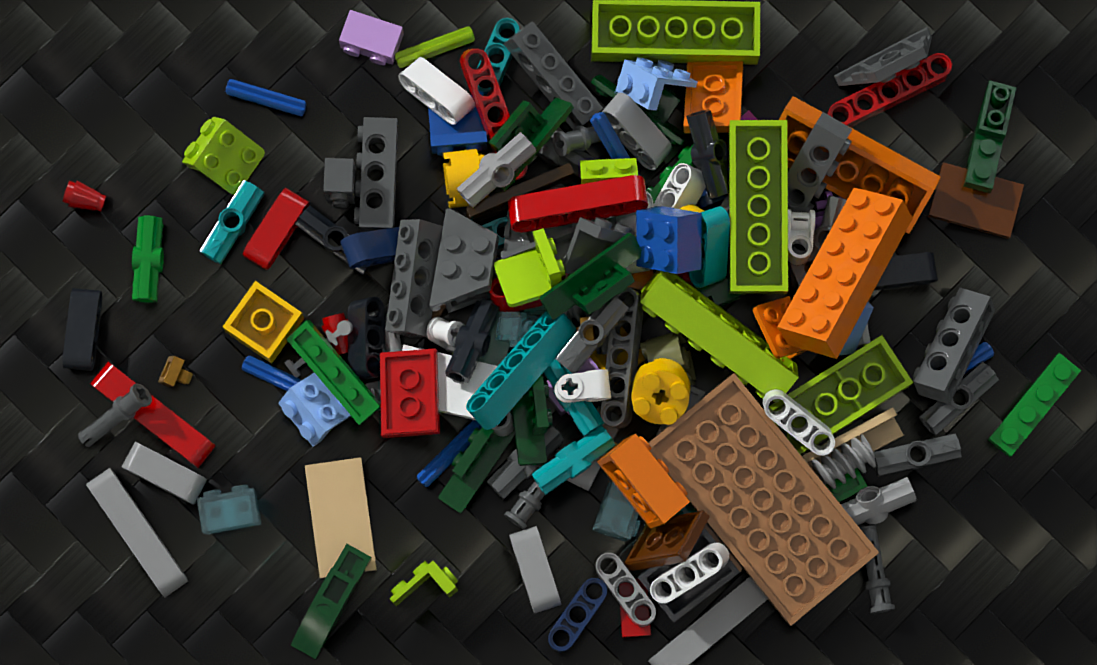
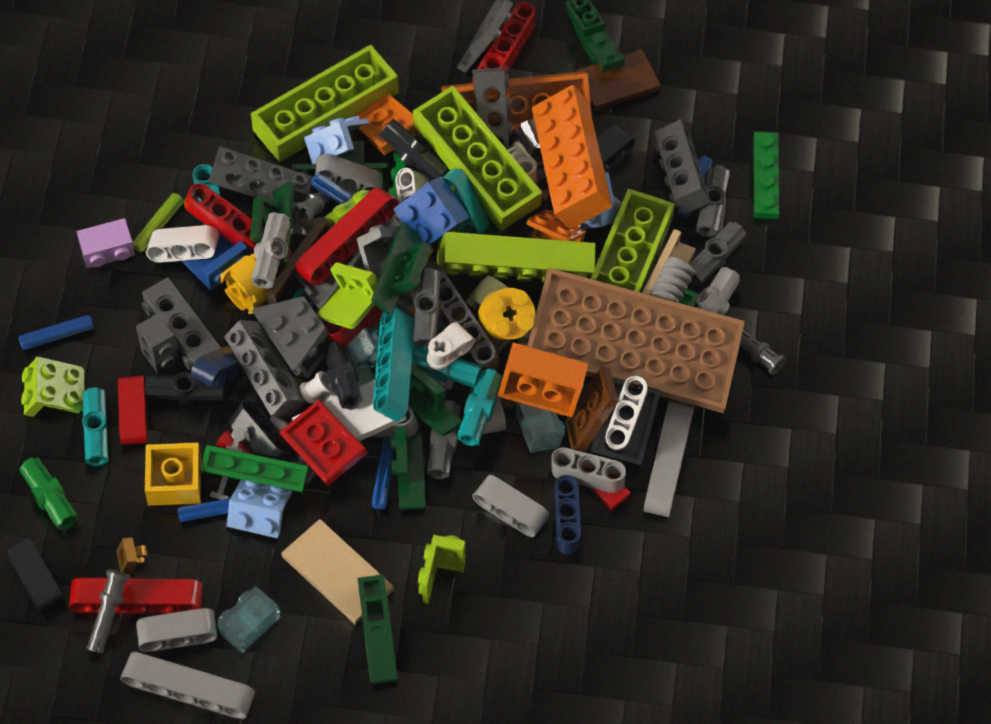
camera: 35 degrees left, 20 degrees down
(527, 504) = (469, 466): dark grey pin -> none
(805, 434) = (630, 266): white beam -> none

